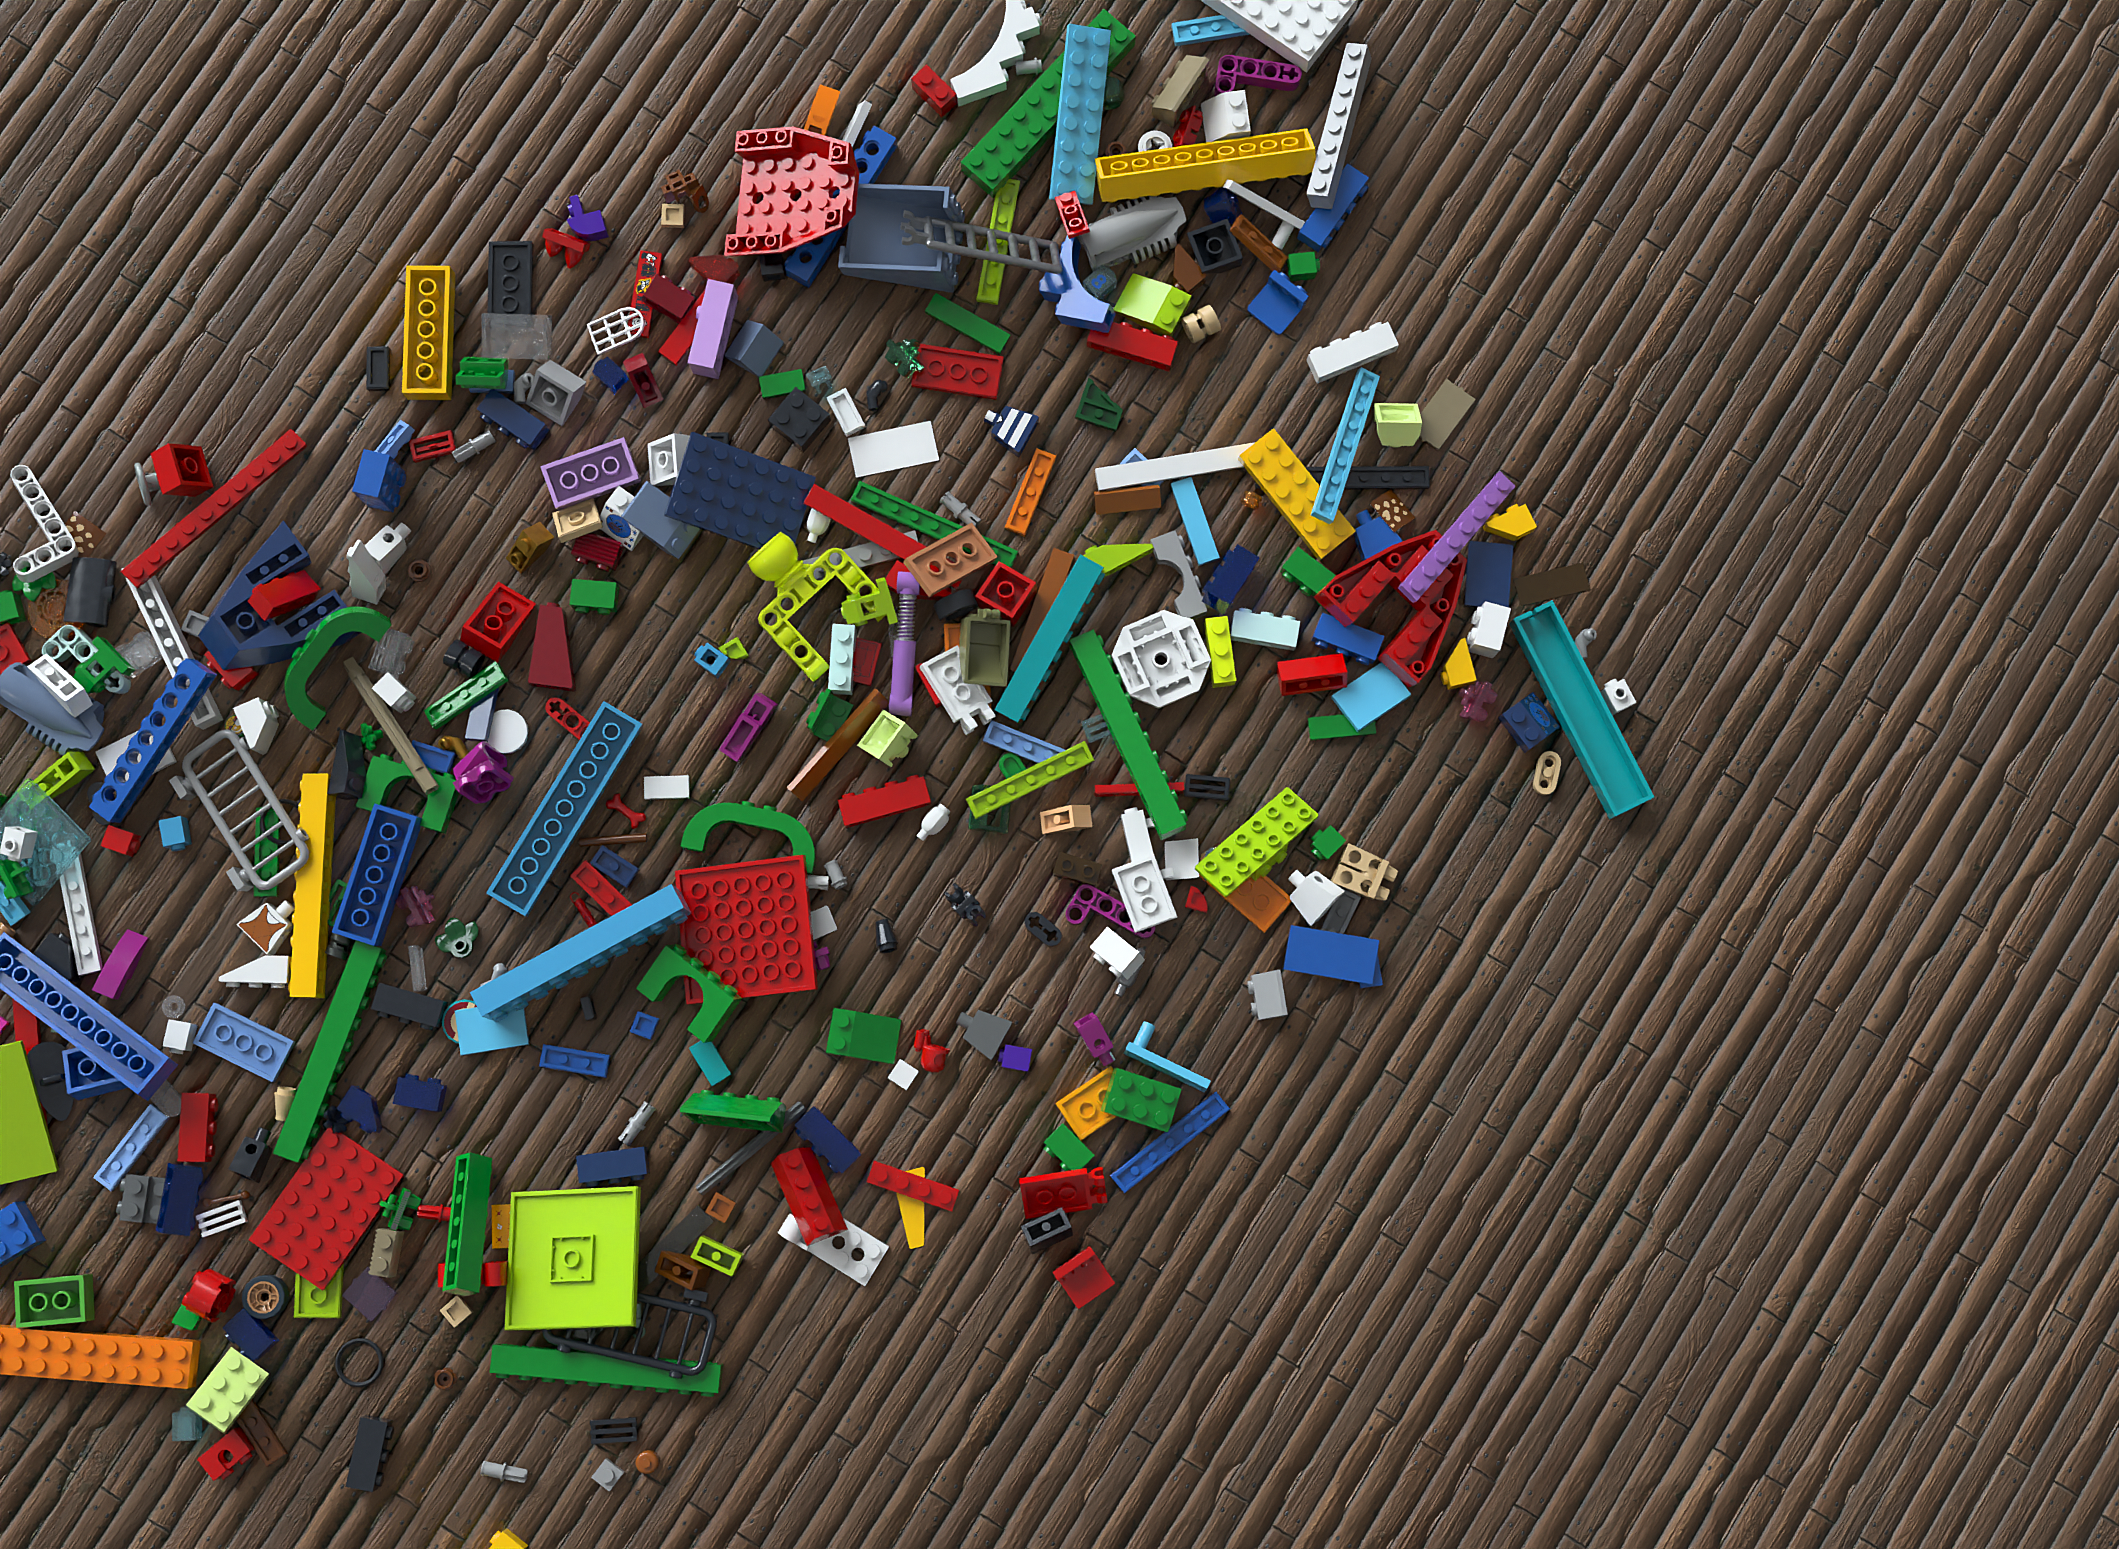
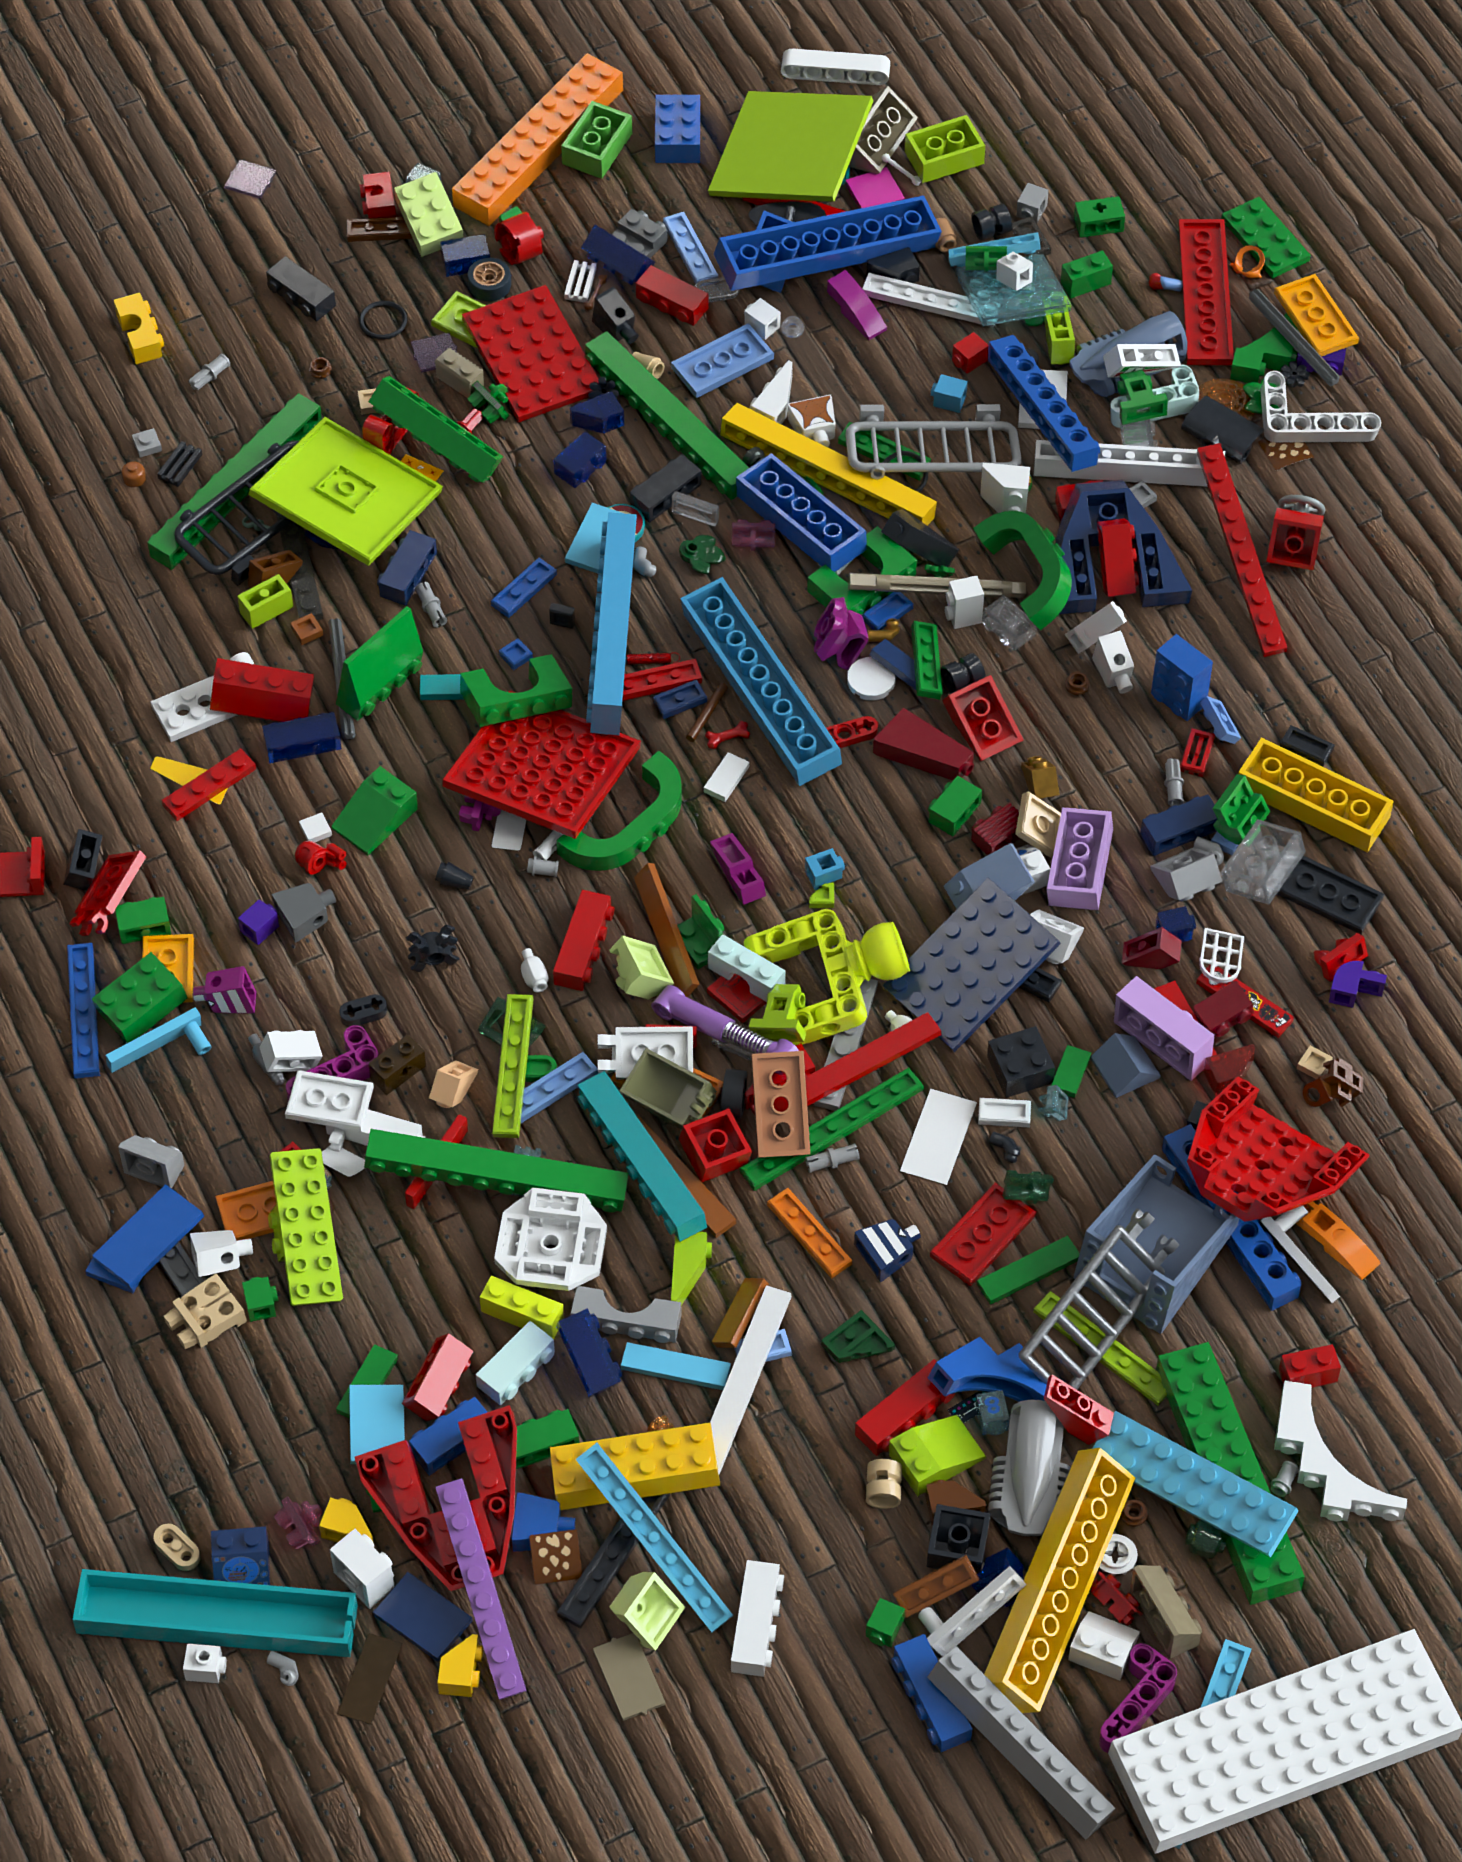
camera: 125 degrees right, 25 degrees down
(1207, 787) = (406, 1229): black tile -> none
(1278, 302) = (858, 1574): blue bracket -> none

